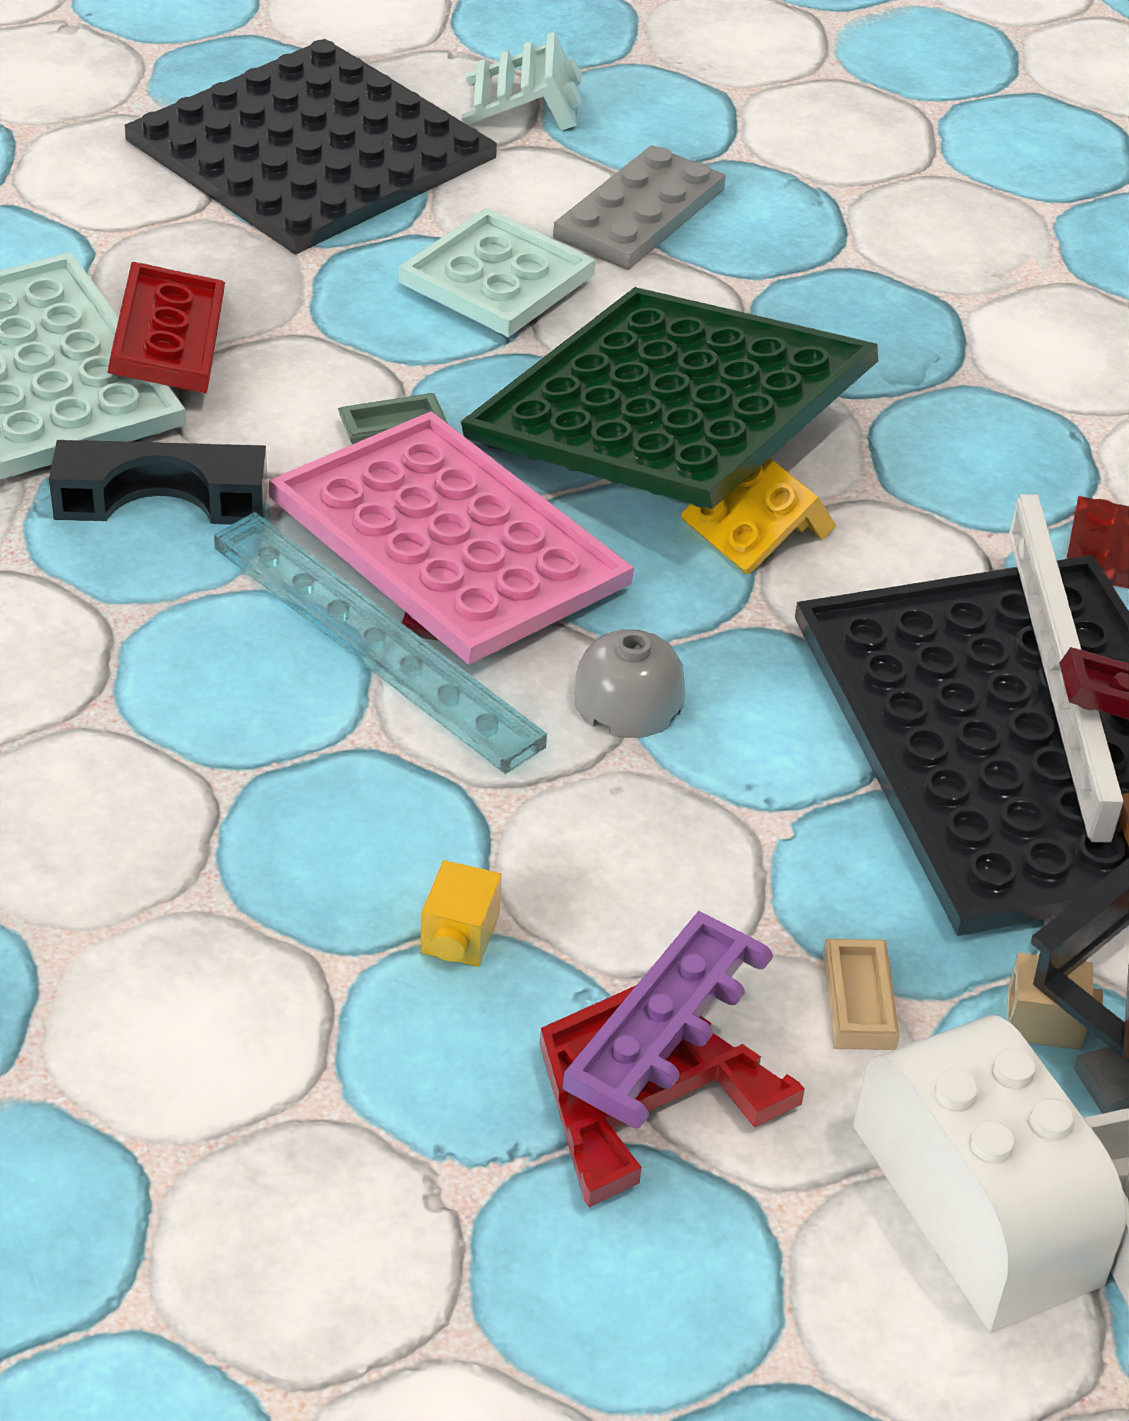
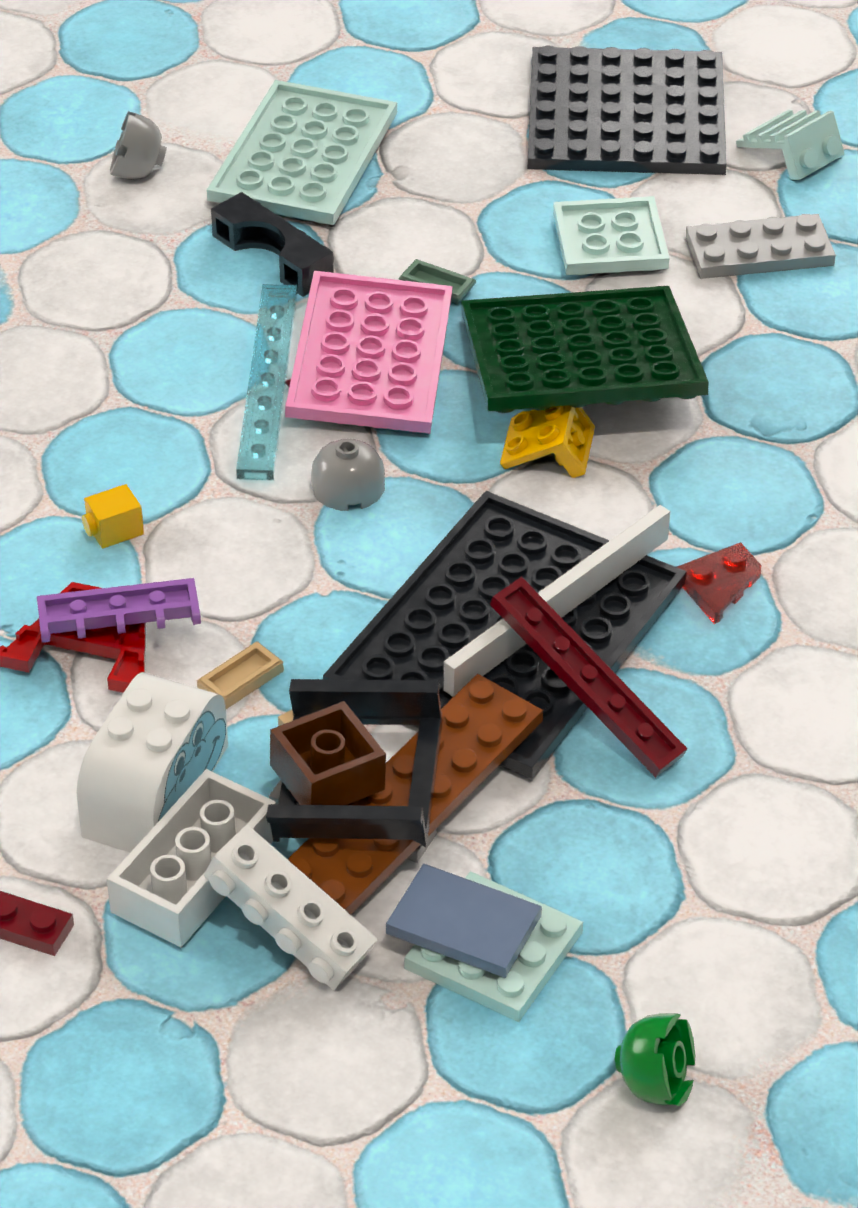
camera: 50 degrees right, 0 degrees up
(167, 327) = (386, 168): red tile -> none

